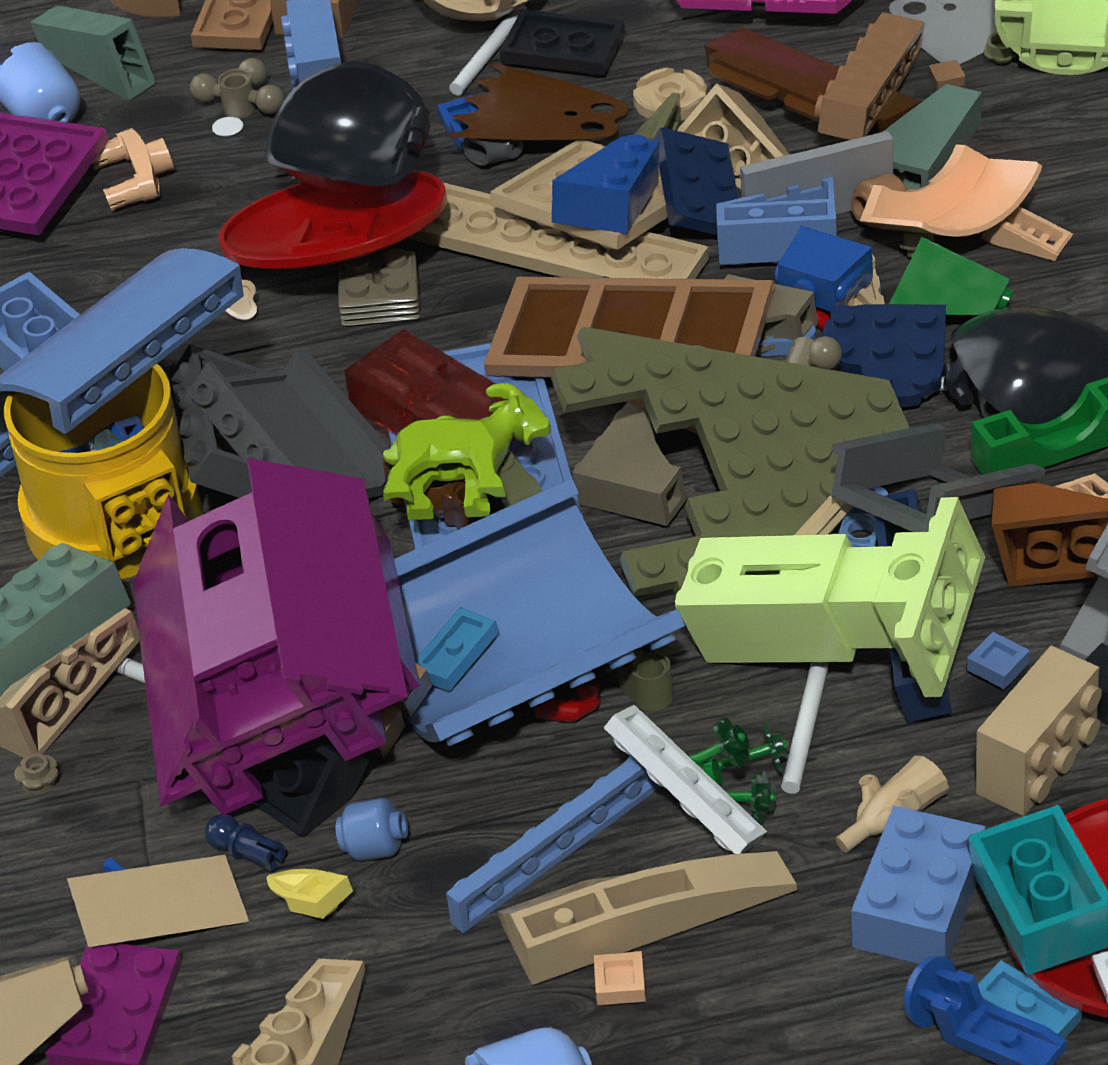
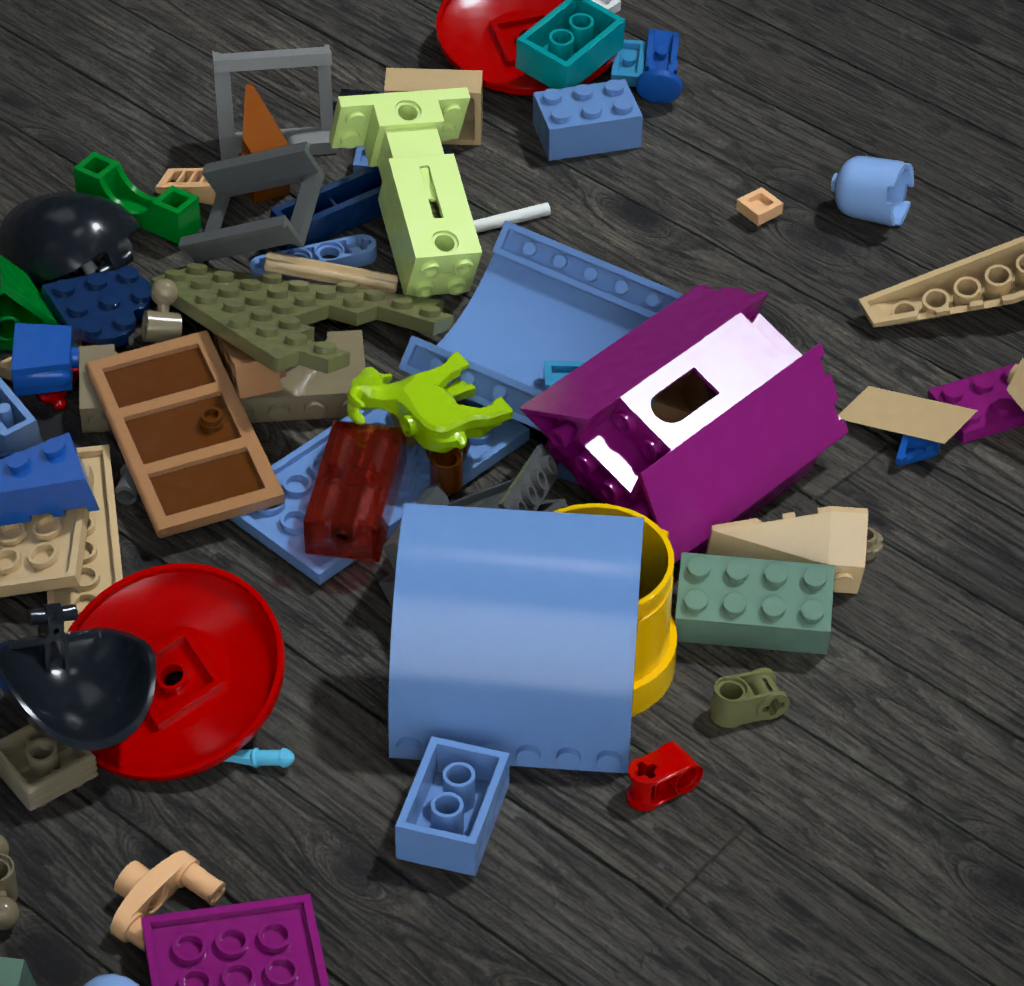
camera: 130 degrees left, 0 degrees up
(227, 126) = (36, 884): white sticker -> none
(245, 308) = (293, 712): tan piece -> none
(310, 890) = (834, 348): light yellow plate -> none
(548, 843) = (690, 270): medium blue plate -> none
(637, 908) = (712, 217): tan wedge -> none
(685, 780) = (605, 218): white plate -> none
(734, 746) = (572, 202): dark green plant -> none
(911, 788) = (527, 157): tan piece -> none

